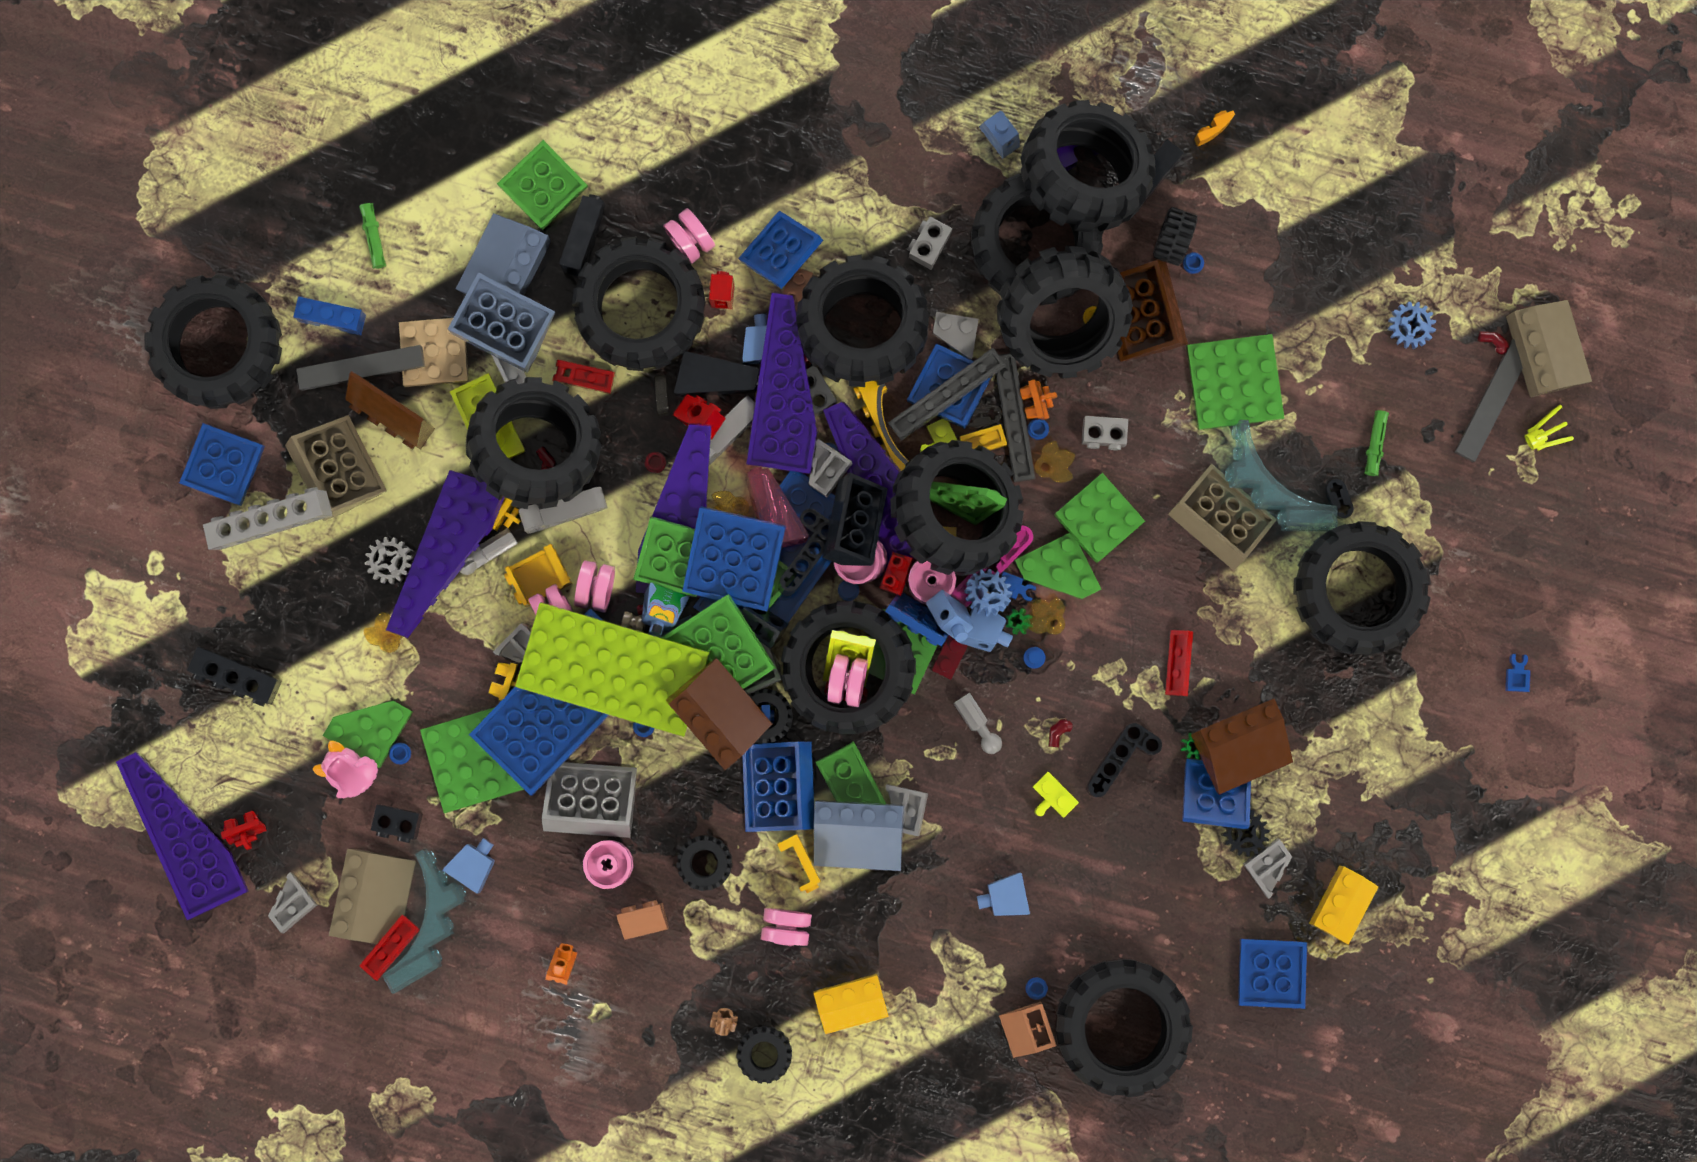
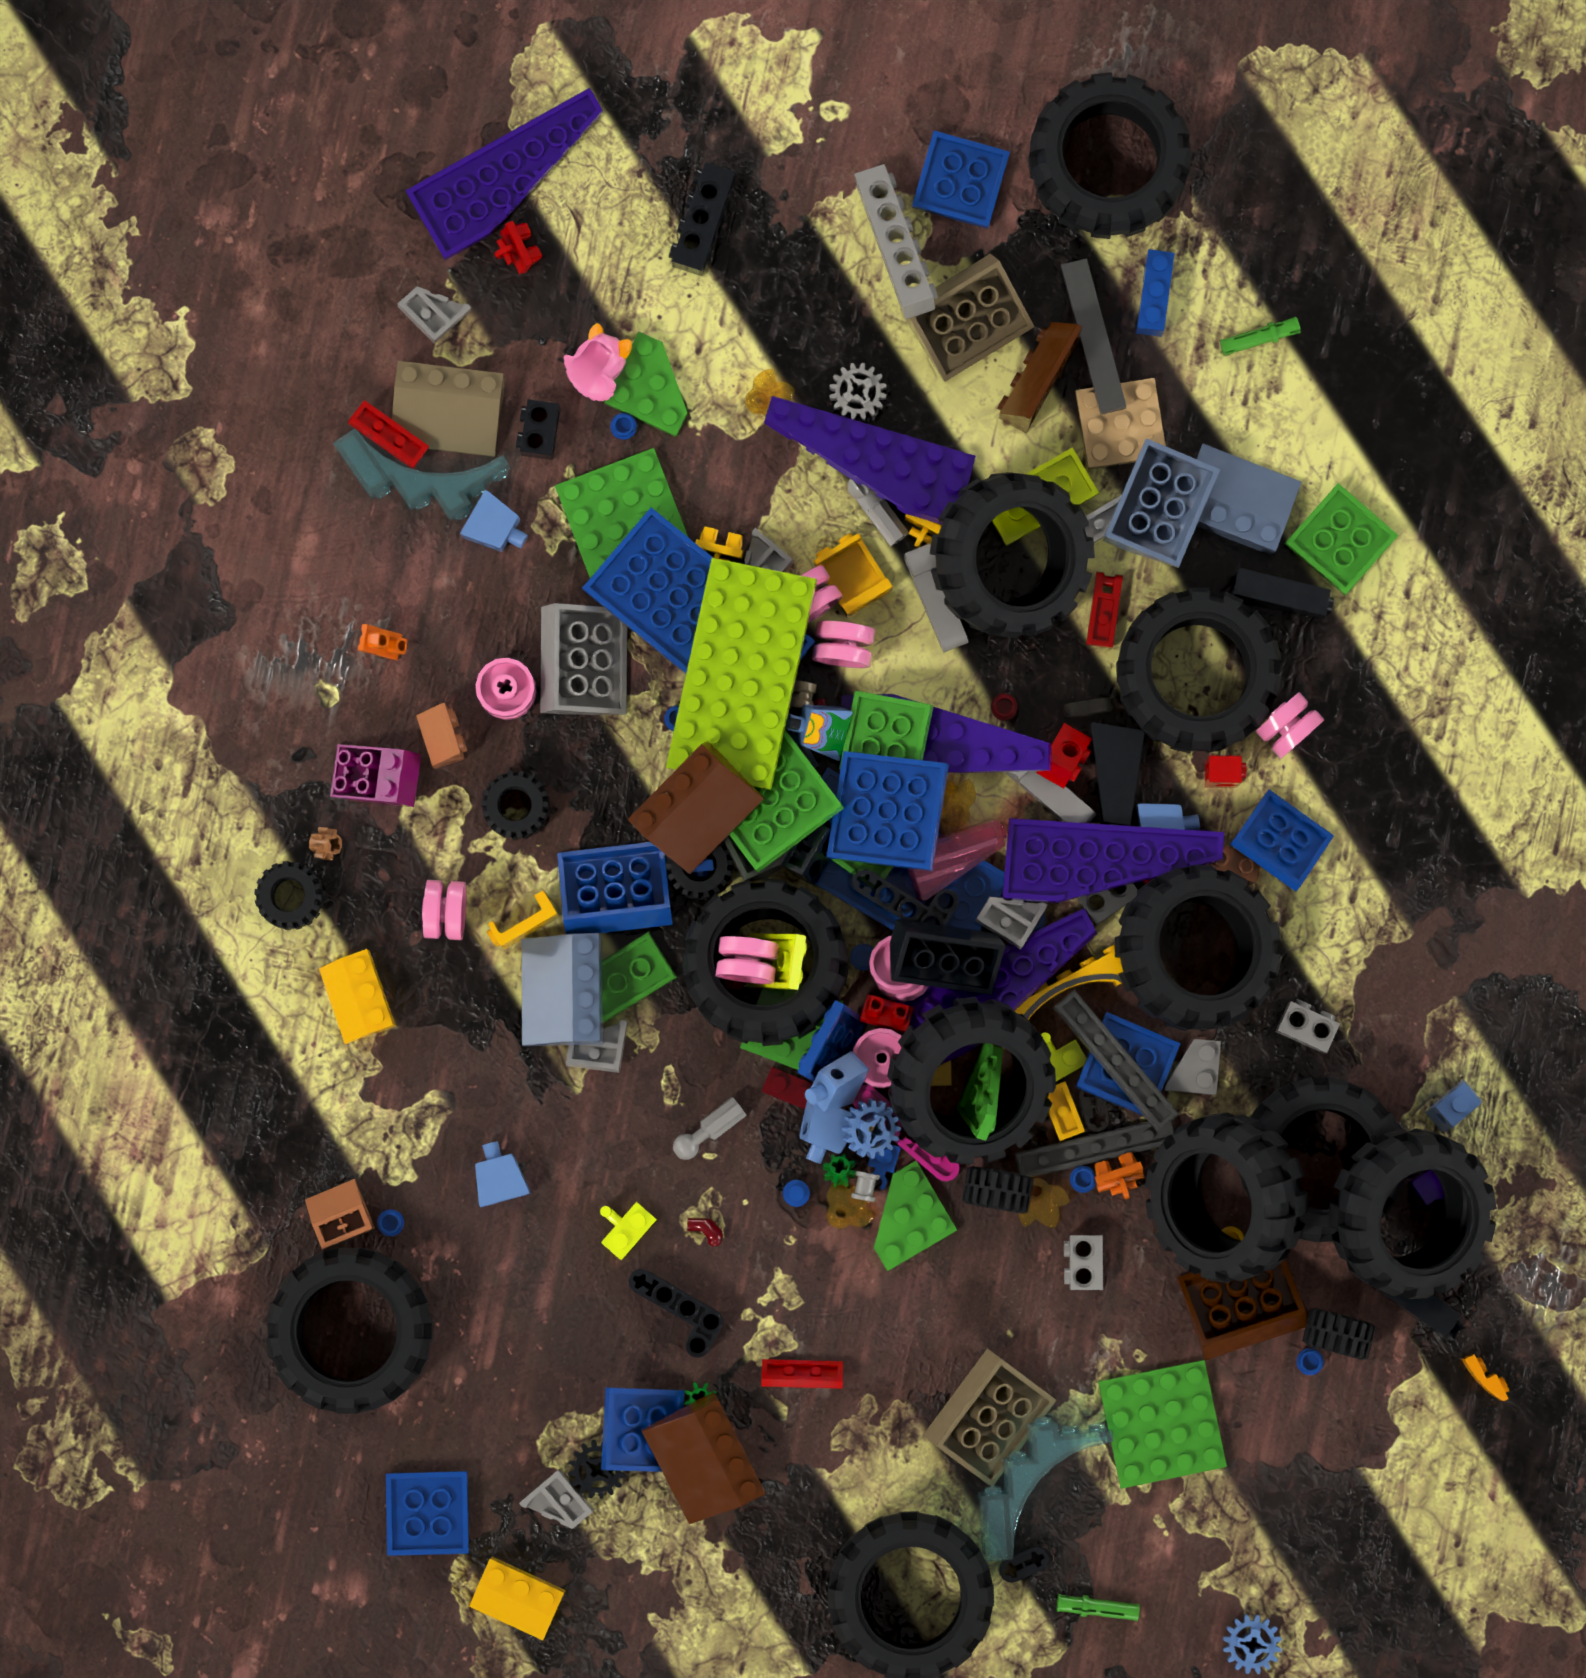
camera: 90 degrees right, 0 degrees up
(546, 457) = (994, 575): dark red arm -> none
(670, 976) = (376, 775): none -> magenta slope
(1033, 601) = (865, 1186): none -> light grey bush
(1044, 495) = (997, 1189): none -> black tyre
(1099, 518) = (976, 1262): bright green plate -> none

